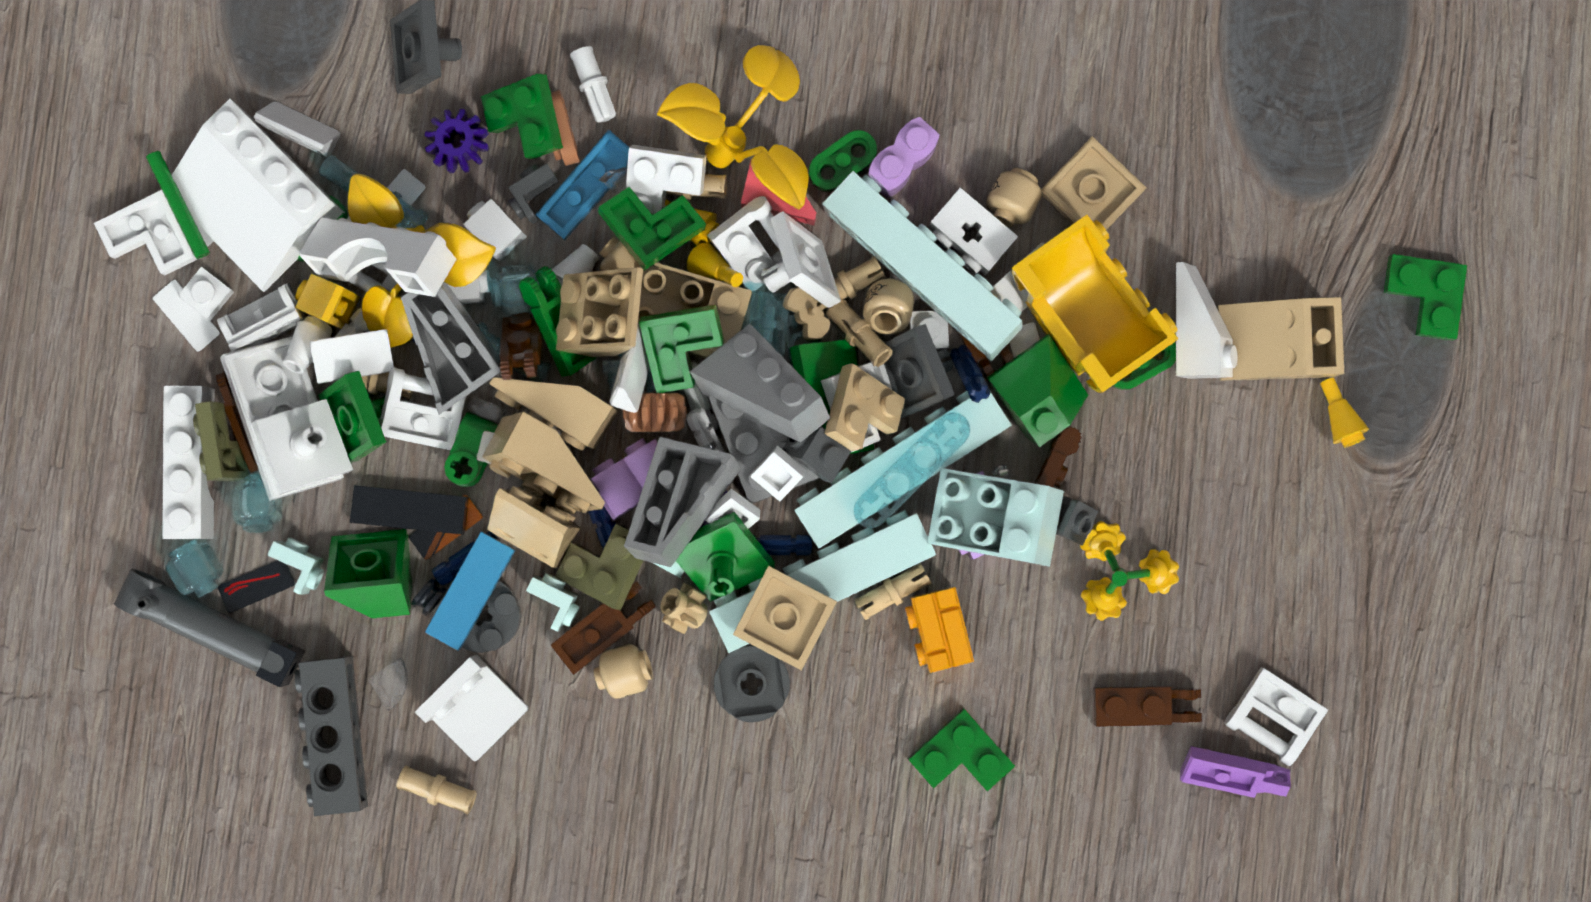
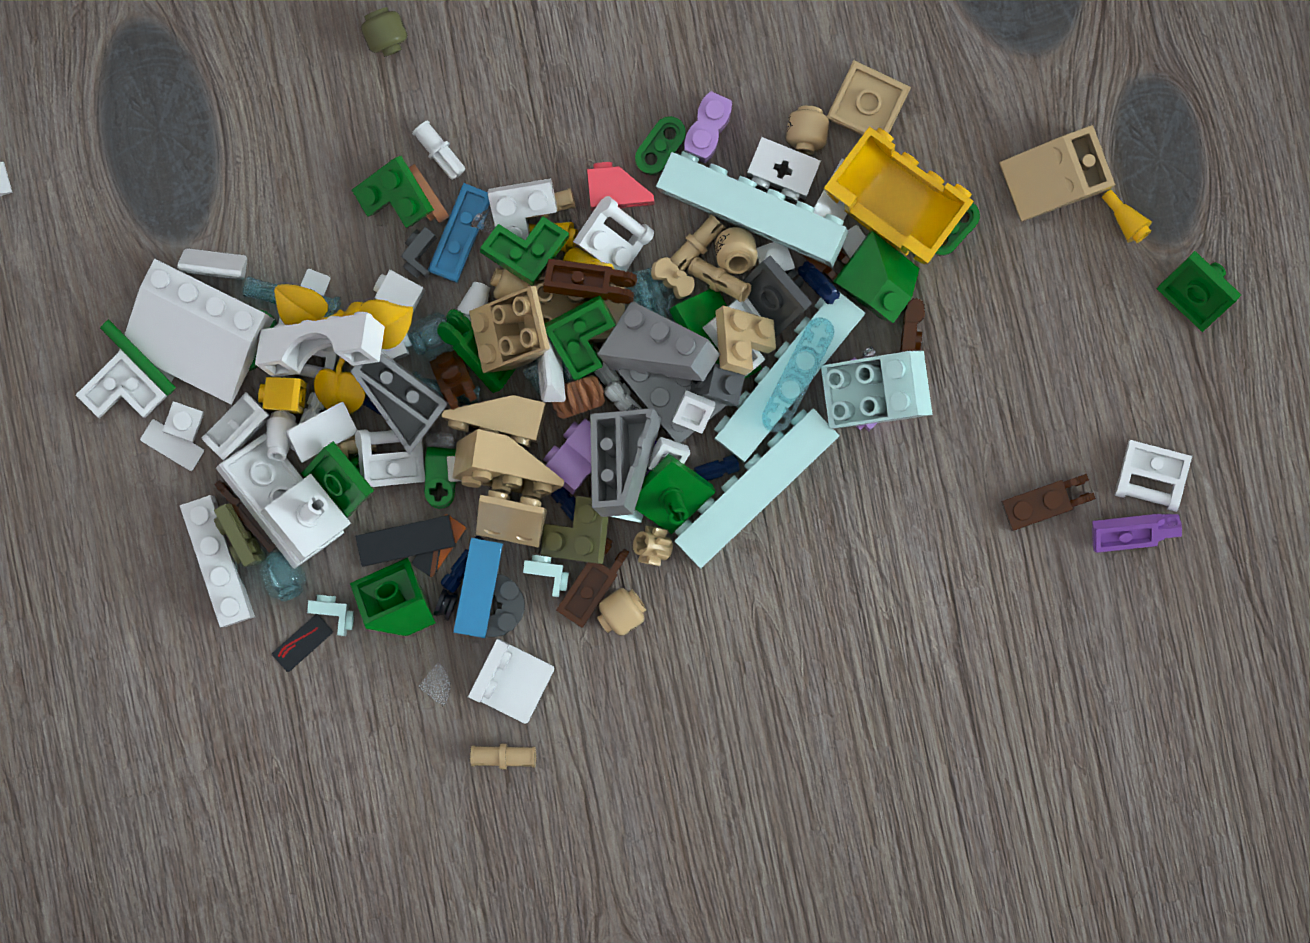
camera: 20 degrees left, 0 degrees up
(153, 600) = (277, 687): dark grey piece -> none
(194, 568) = (250, 644): clear light blue head -> none
(343, 715) = (393, 691): dark grey brick -> none
(418, 47) = (290, 167): dark grey tile -> none
(443, 135) = (341, 242): dark purple gear -> none
(697, 114) = (535, 148): yellow plant -> none
(708, 285) = (588, 281): none -> reddish brown hinge
(738, 700) = (743, 594): dark grey plate -> none
(785, 618) = (736, 524): tan plate -> none
(802, 263) = (656, 238): white tile -> none
(892, 591) = (815, 477): tan pin -> none
(940, 630) = (862, 494): light orange brick -> none
(957, 744) = (909, 580): green plate -> none
(1075, 520) = (941, 372): dark grey bracket -> none
(1105, 596) = (985, 424): yellow plant -> none
(1203, 340) = (993, 190): white slope -> none
(1399, 525) = (1199, 290): none -> green tile
(1437, 285) = (1171, 89): green plate -> none

